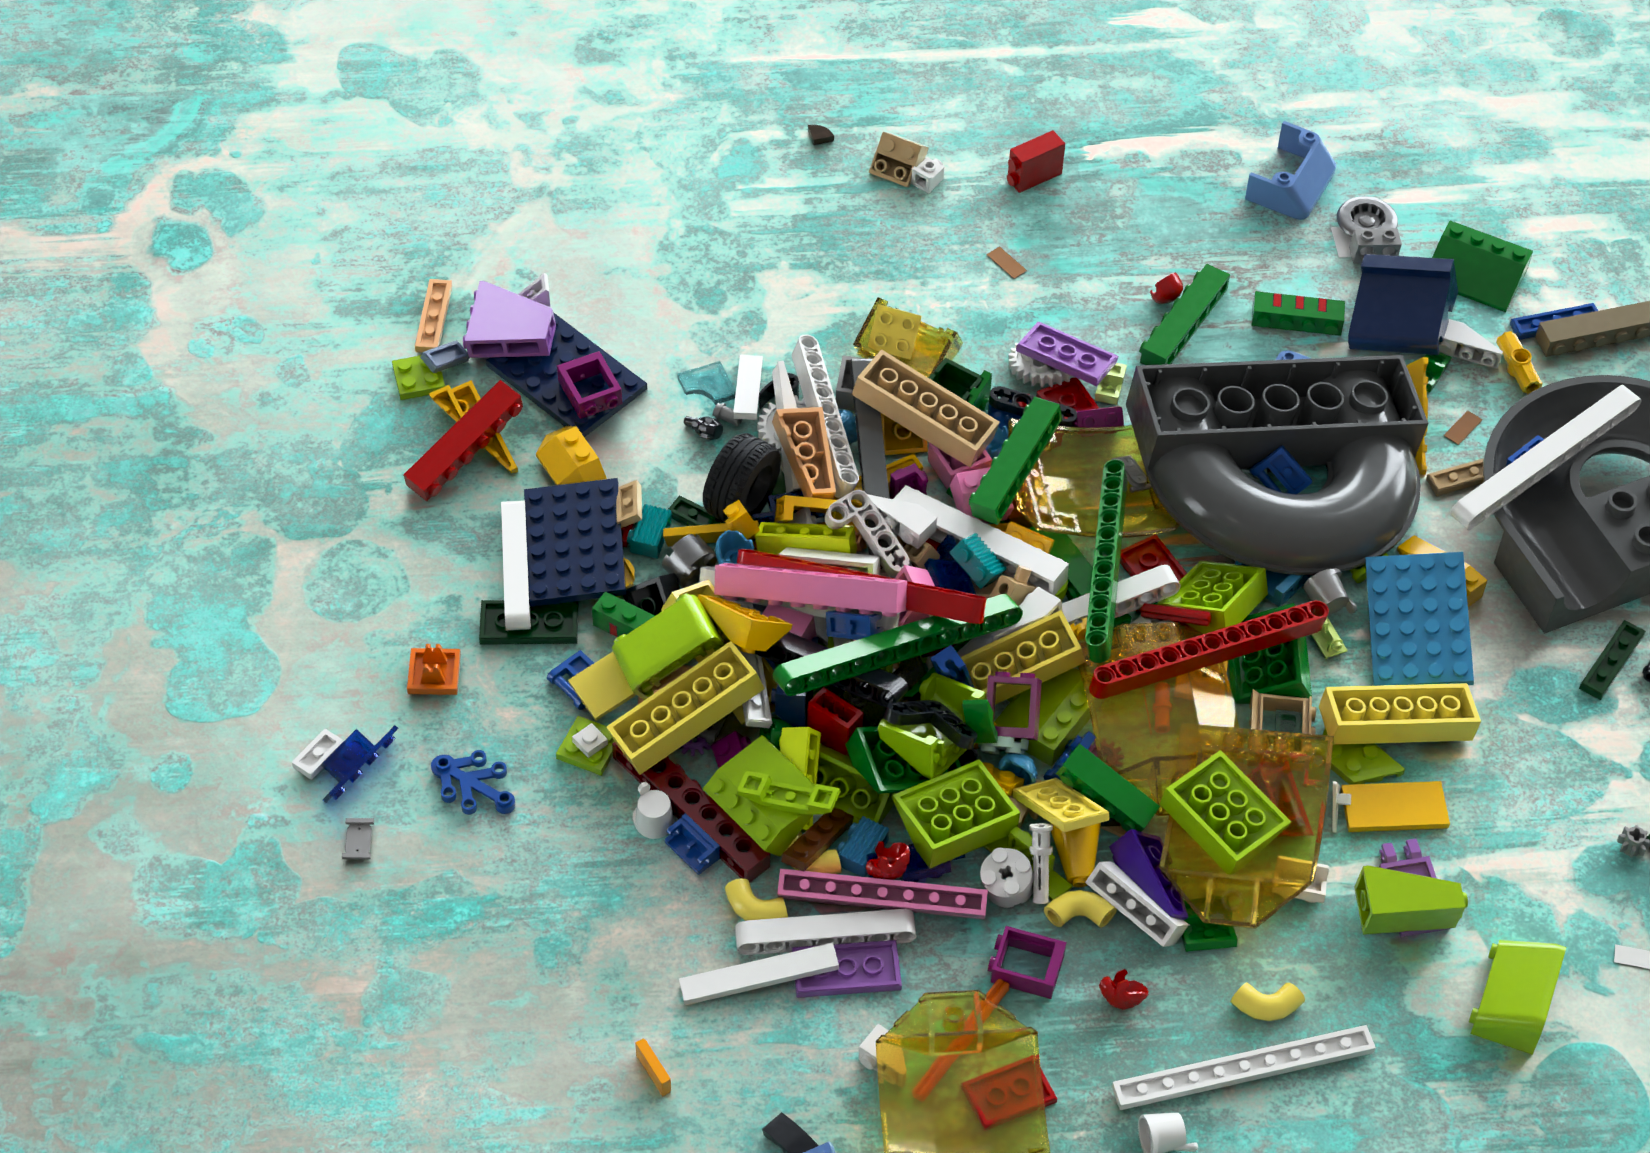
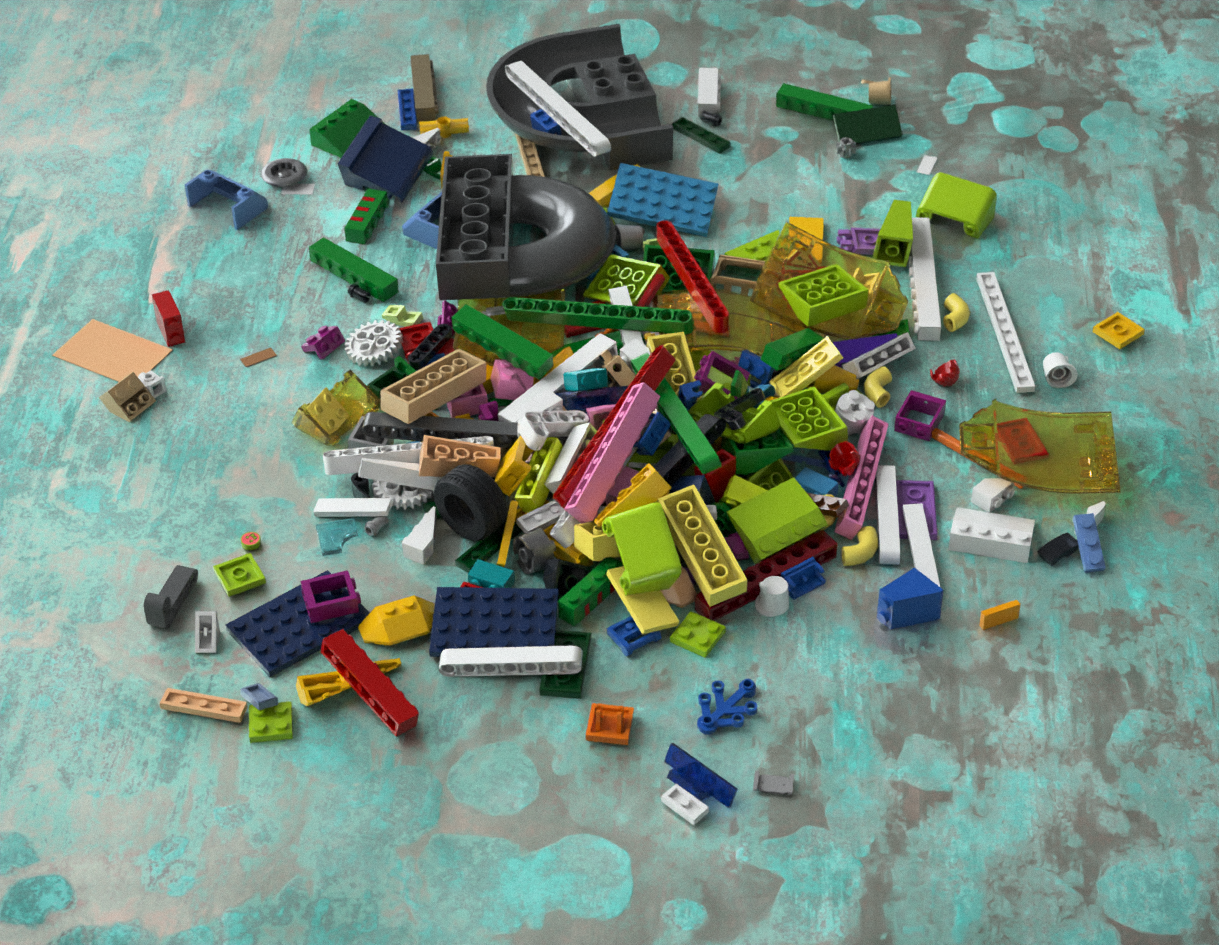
camera: 80 degrees left, 10 degrees down
(507, 325) = (239, 647): slope -> none
(583, 259) = (163, 607): none -> dark grey beam
(590, 740) = (701, 625): white plate -> none
(629, 309) = (239, 574): none -> lime plate
(629, 503) = (468, 579): tan plate -> none
(655, 954) = (909, 601): none -> blue slope
(687, 310) = (250, 541): none -> tile
(696, 457) = (421, 541): none -> white slope
(705, 427) = (386, 538): black piece -> none
(729, 544) = (545, 514): dark azure hair -> none
(740, 520) = (519, 502): yellow brick -> none
(787, 797) = (795, 491): lime slope -> none
(812, 1057) = (991, 535): none -> white slope
(820, 134) = (75, 444): dark brown tile -> none
(984, 133) = (111, 351): none -> light nougat piece
(1035, 309) = (324, 341): none -> magenta bracket
(1041, 850) = (843, 381): white pin -> none
(1067, 353) = (380, 323): medium lavender tile -> none
(1144, 328) = (355, 291): none -> black pin
(1167, 289) = (325, 271): red hair -> none
(1285, 469) = (526, 231): blue plate -> none
(1340, 956) = (923, 282): none -> white brick
(1374, 242) = (314, 170): light grey brick -> none
(1399, 713) = (741, 218): light yellow brick -> none

